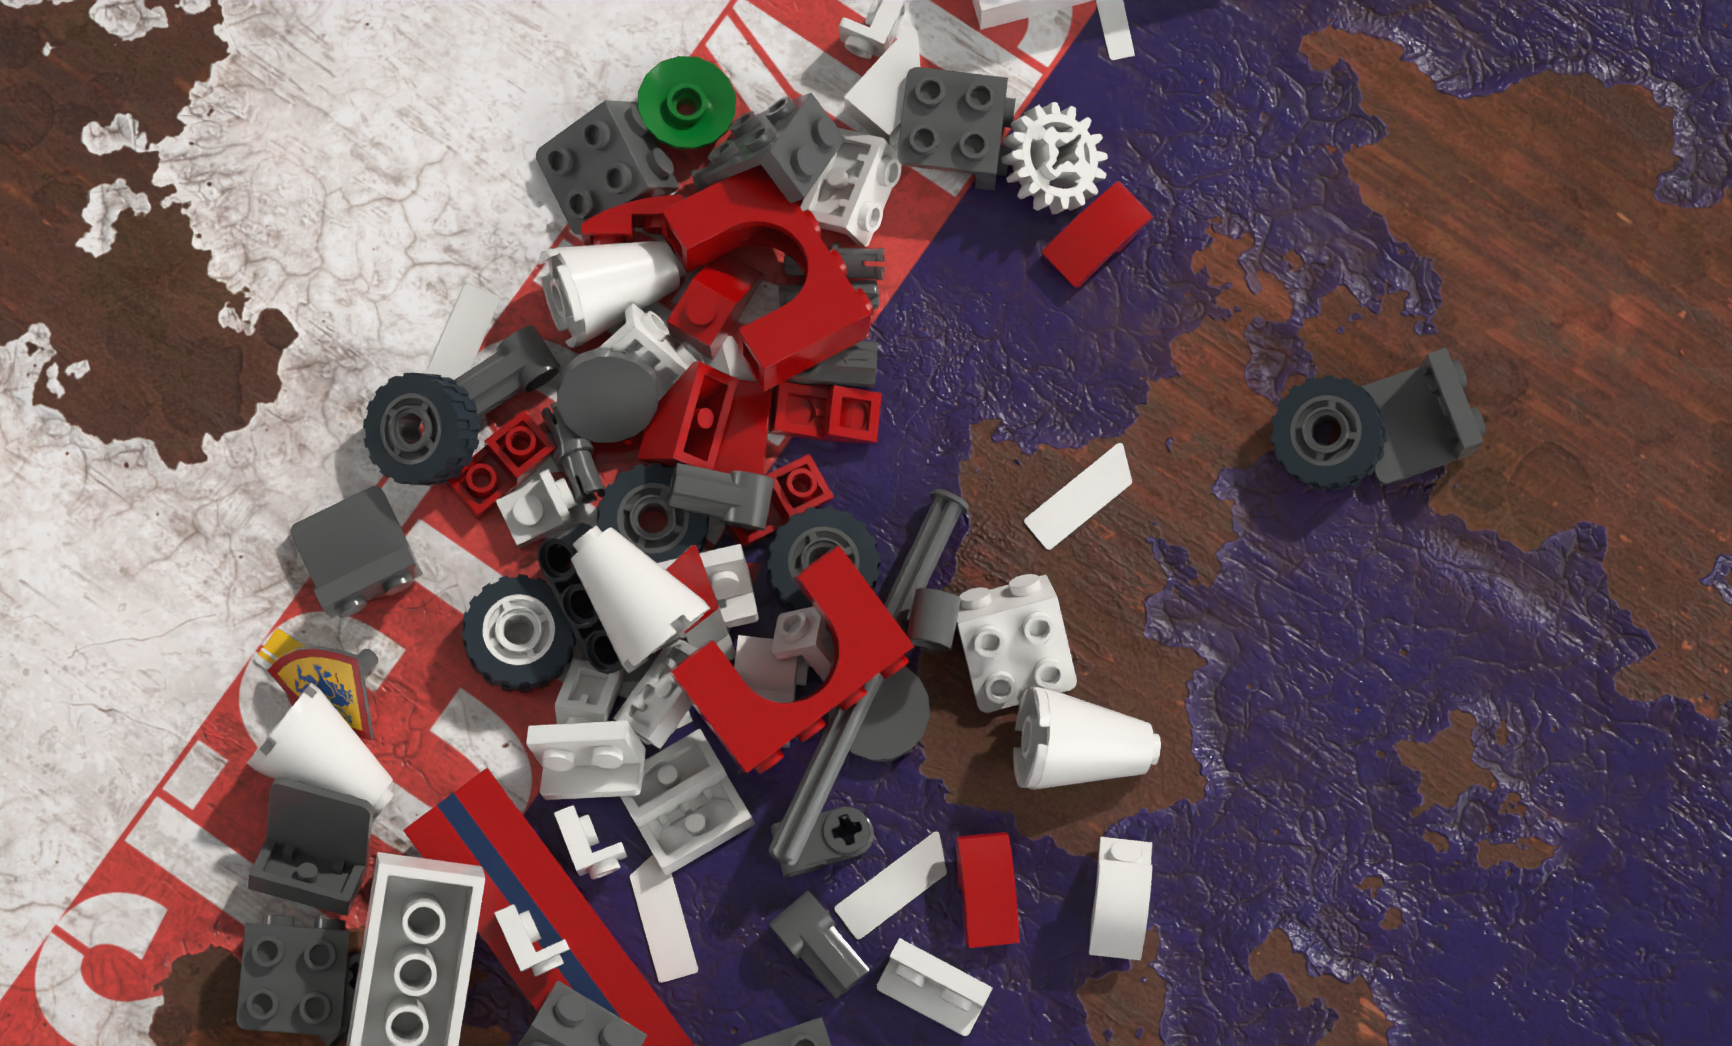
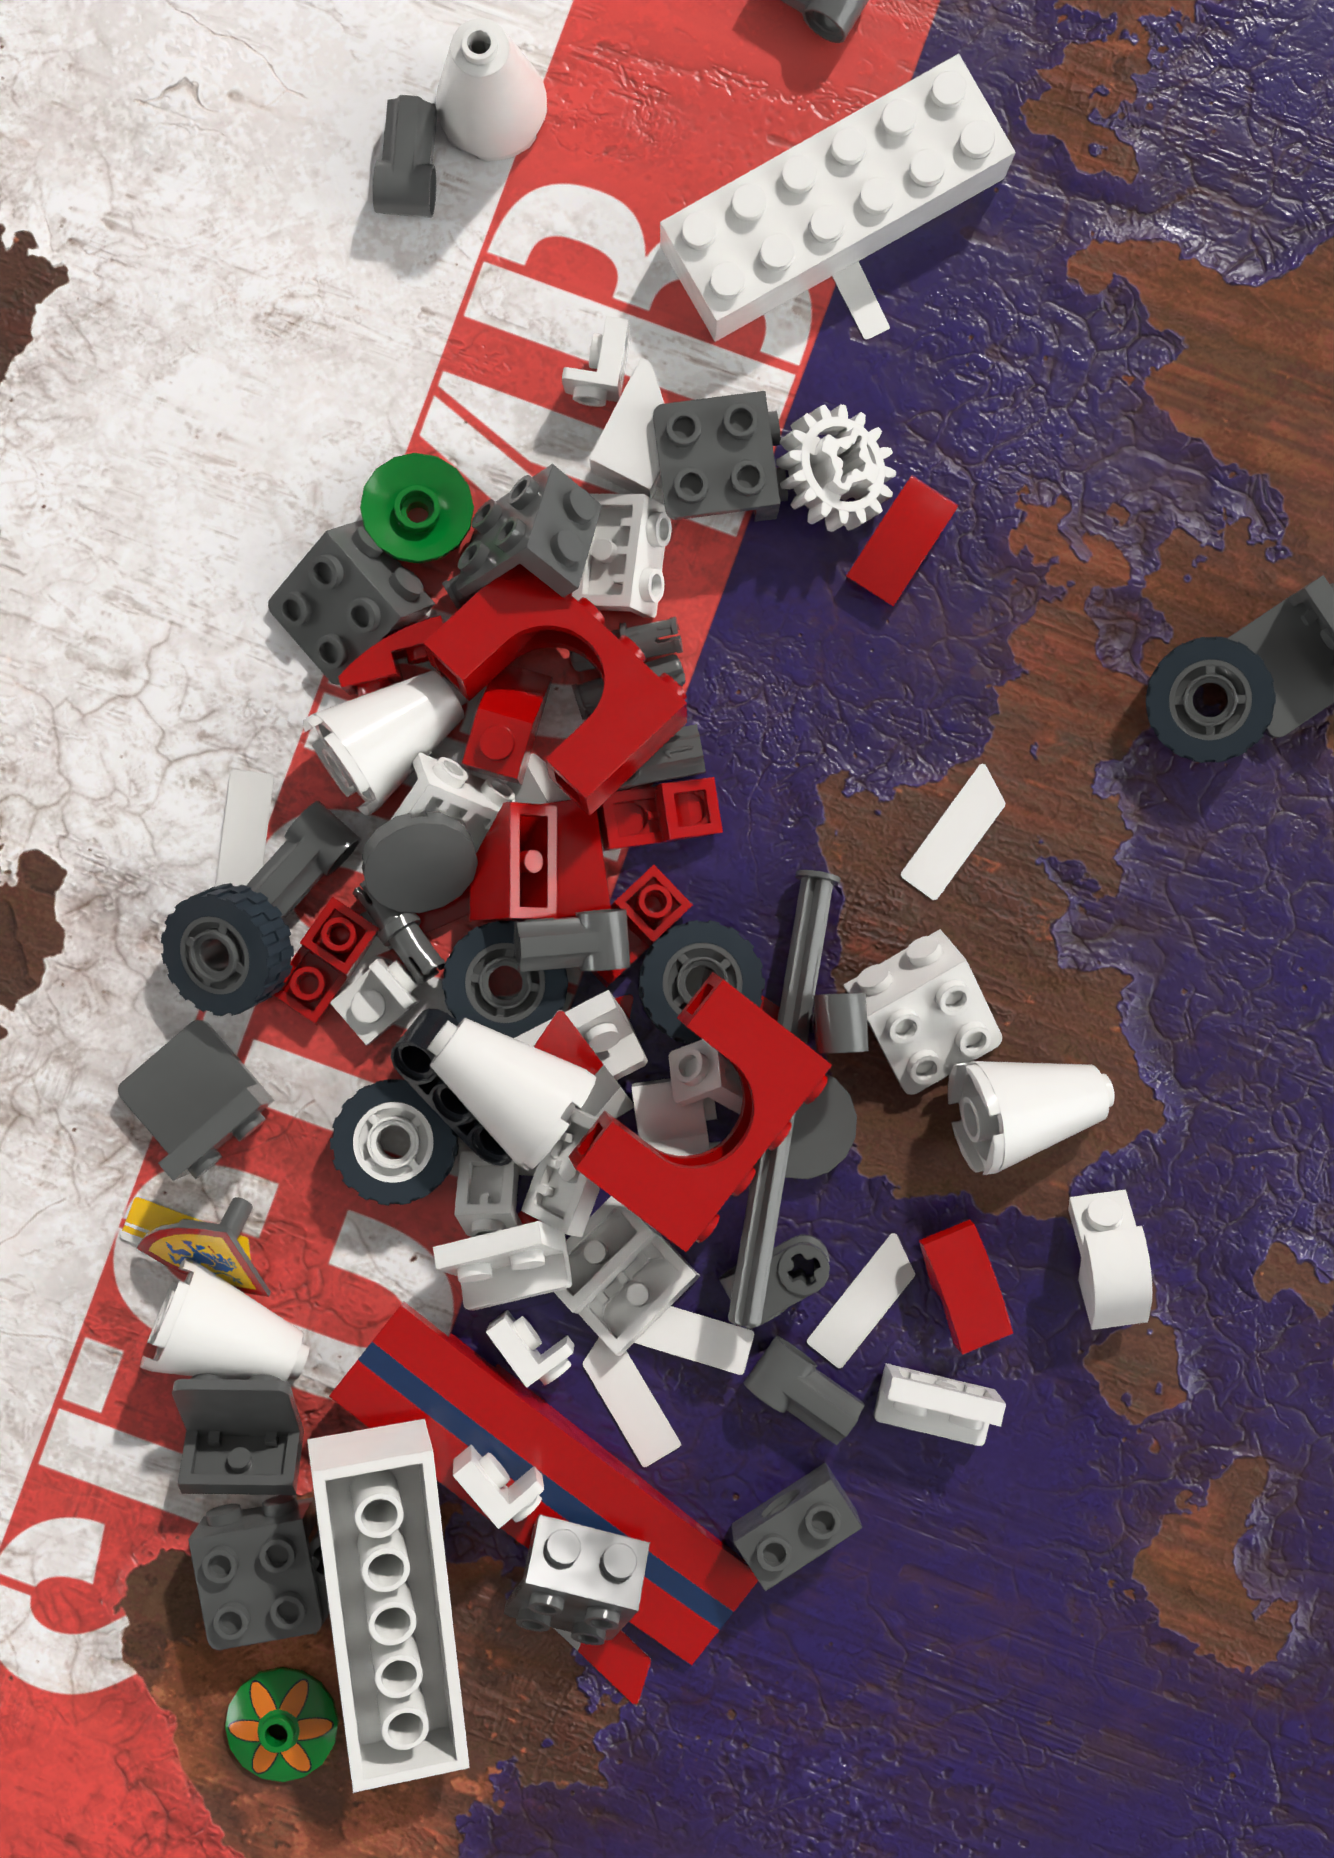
camera: 15 degrees left, 10 degrees up
(739, 876) = (700, 1339): none -> white sticker

